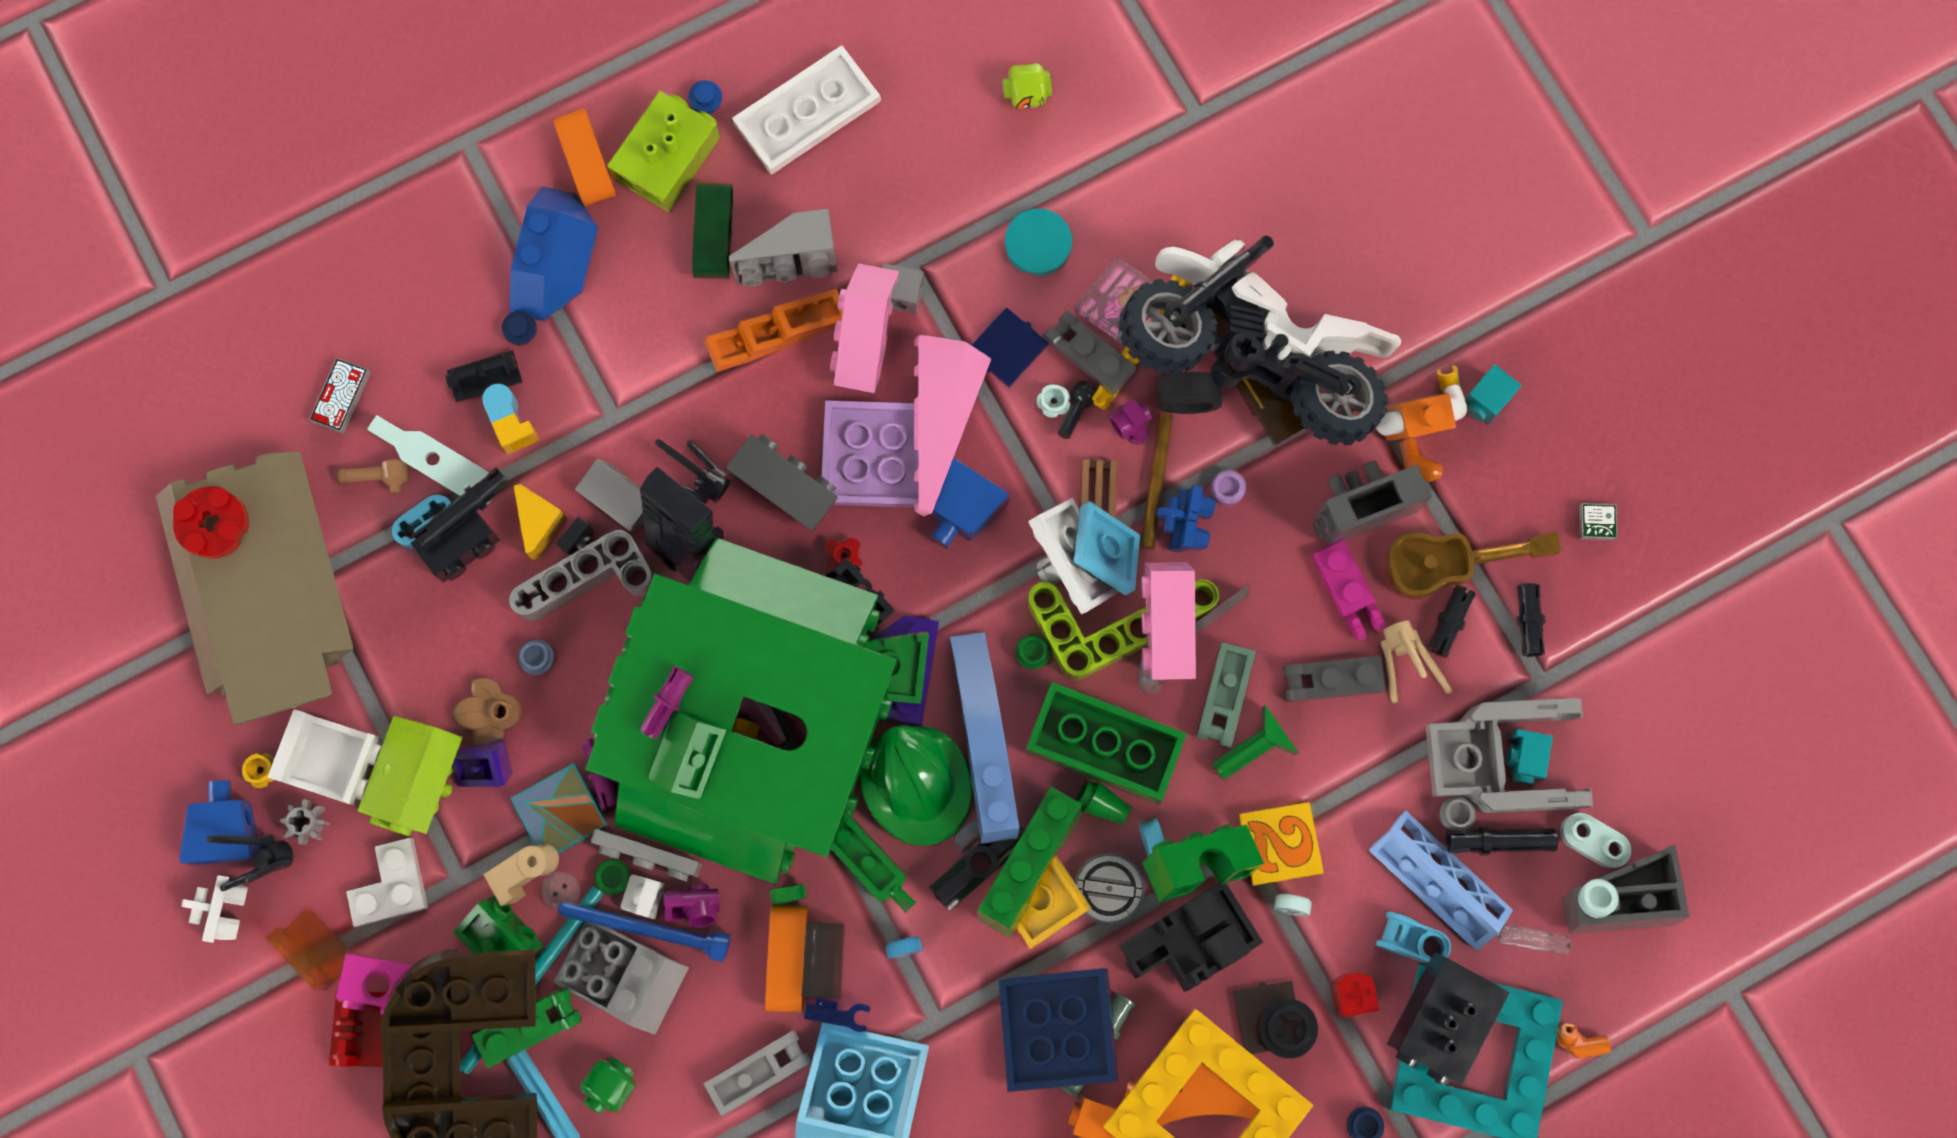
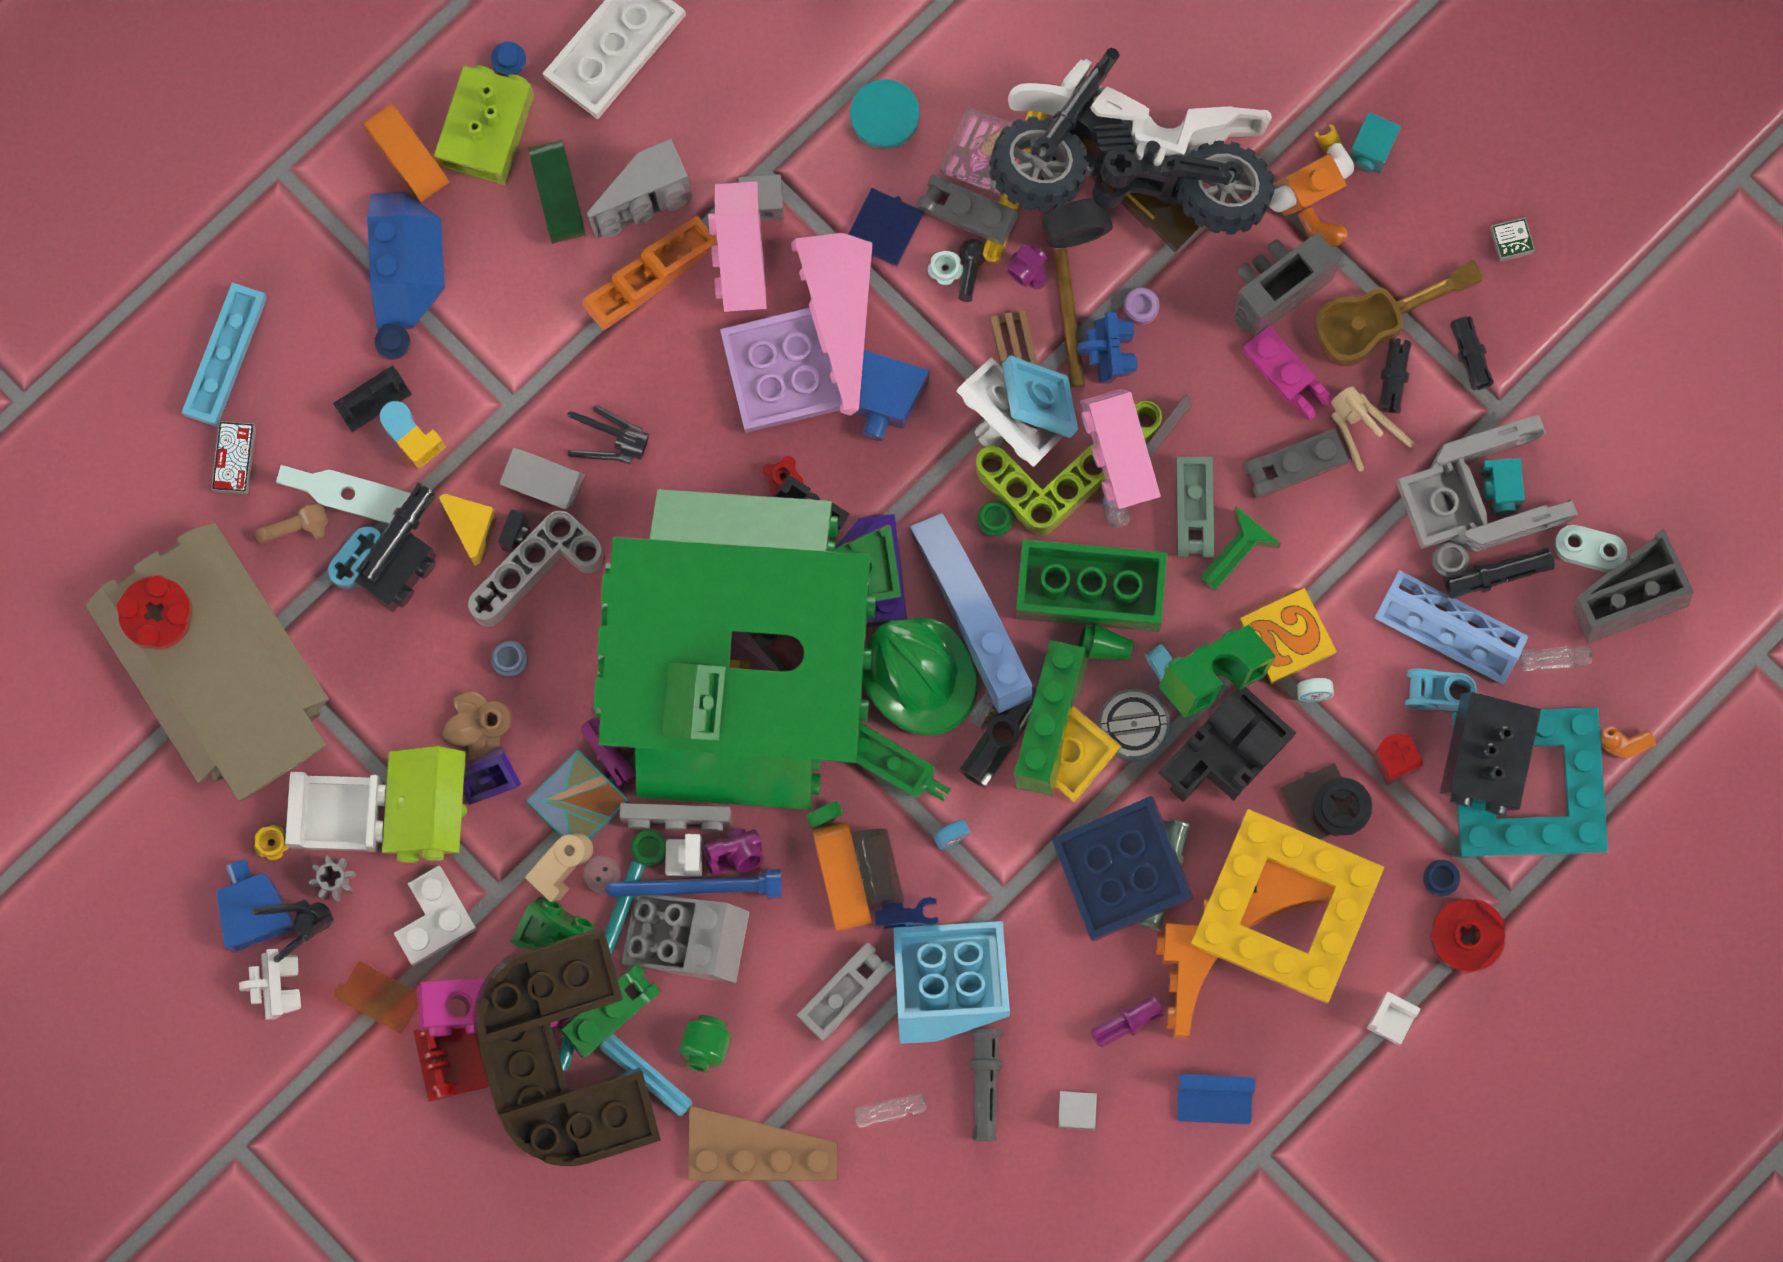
camera: 10 degrees left, 0 degrees up
(360, 297) = (224, 354): none -> medium azure plate
(666, 701) = (660, 656): magenta axle -> none
(676, 523) = (617, 488): black piece -> none
(783, 481) = (704, 419): dark grey wedge -> none
(1598, 898) = (1602, 598): light aqua tile -> none

